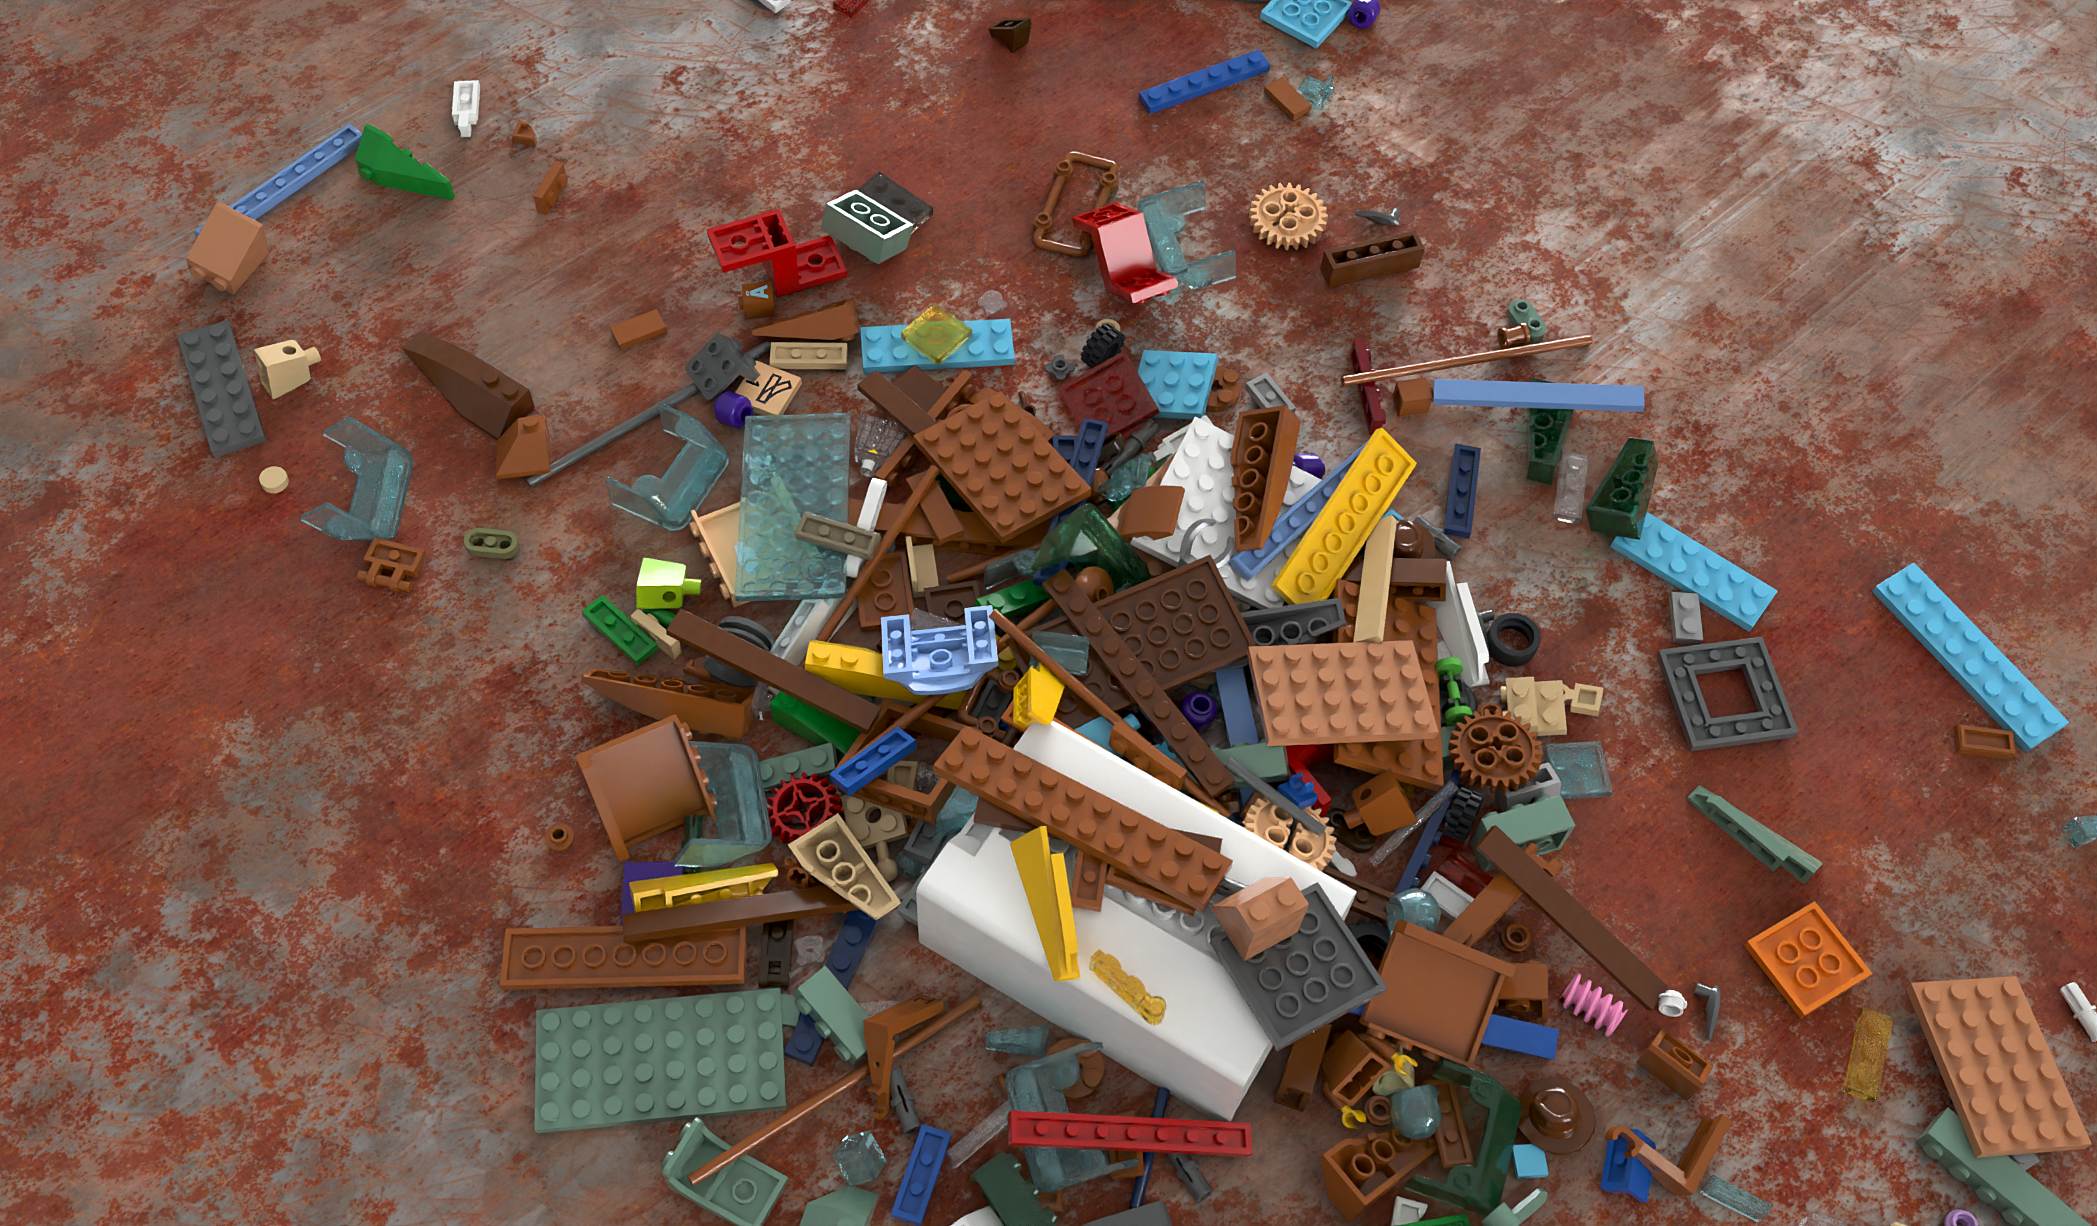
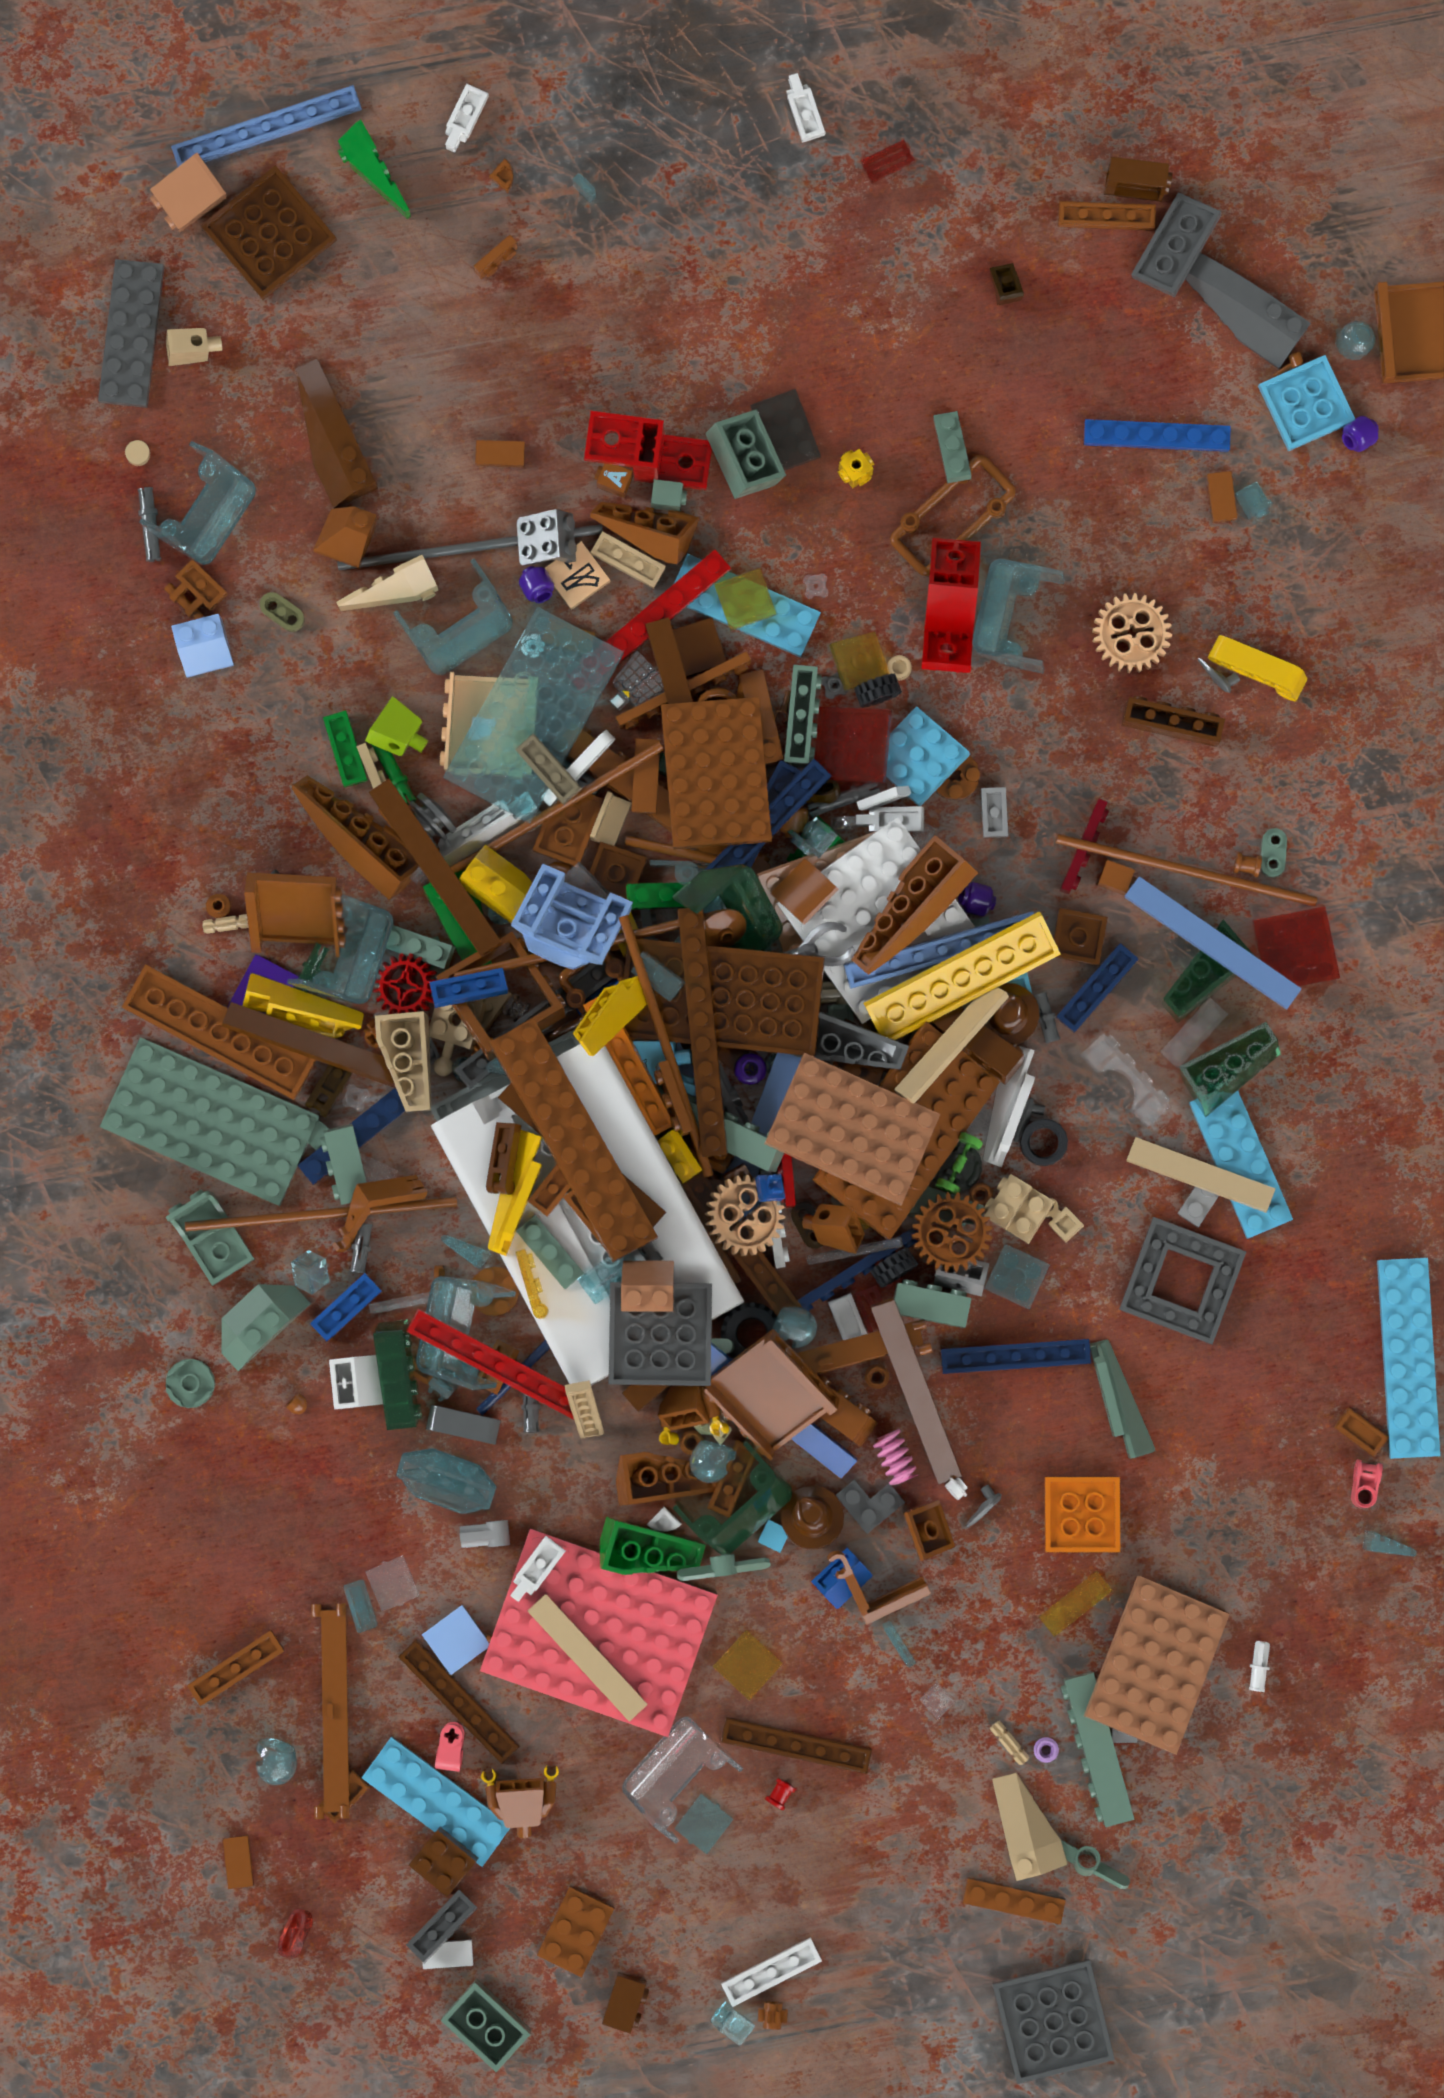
camera: 35 degrees right, 25 degrees up
(319, 538) = (148, 512): none -> dark grey pin
(322, 256) = (269, 232): none -> reddish brown plate
(421, 606) = (202, 645): none -> light blue slope
(577, 850) = (225, 924): none -> tan axle
(603, 110) = (584, 187): none -> clear light blue tile
(608, 455) = (407, 584): none -> tan wedge
(815, 291) = (668, 495): none -> sand green brick
(872, 358) = (670, 602): none -> red plate
(970, 201) = (852, 475): none -> yellow brick
(1017, 873) = (503, 1158): none -> reddish brown plate
(1043, 153) = (952, 447): none -> sand green plate
(1045, 393) = (800, 719): none -> sand green brick
(1065, 337) = (858, 660): none -> clear yellow tile
(1080, 1197) = (443, 1387): none -> clear light blue tile
(1126, 946) = (550, 1252): none -> sand green plate
(1166, 424) = (884, 798): none -> white tile
(1195, 947) = (597, 1280): none -> clear light blue slope
(1258, 1113) = (584, 1409): none -> tan tile
(1274, 796) = (748, 1183): dark grey bar -> none
(1411, 188) = (1259, 666): none -> yellow beam
(1428, 456) = (1080, 936): none -> reddish brown plate
(1575, 557) = (1147, 1102): none -> clear arch
(1601, 1078) = (866, 1510): none -> dark grey plate
(1604, 365) = (1298, 946): none -> clear red plate
(1630, 844) = (1015, 1356): none -> dark blue plate
(1672, 591) = (1201, 1175): none -> tan tile
(2030, 783) = (1366, 1482): none -> coral piece

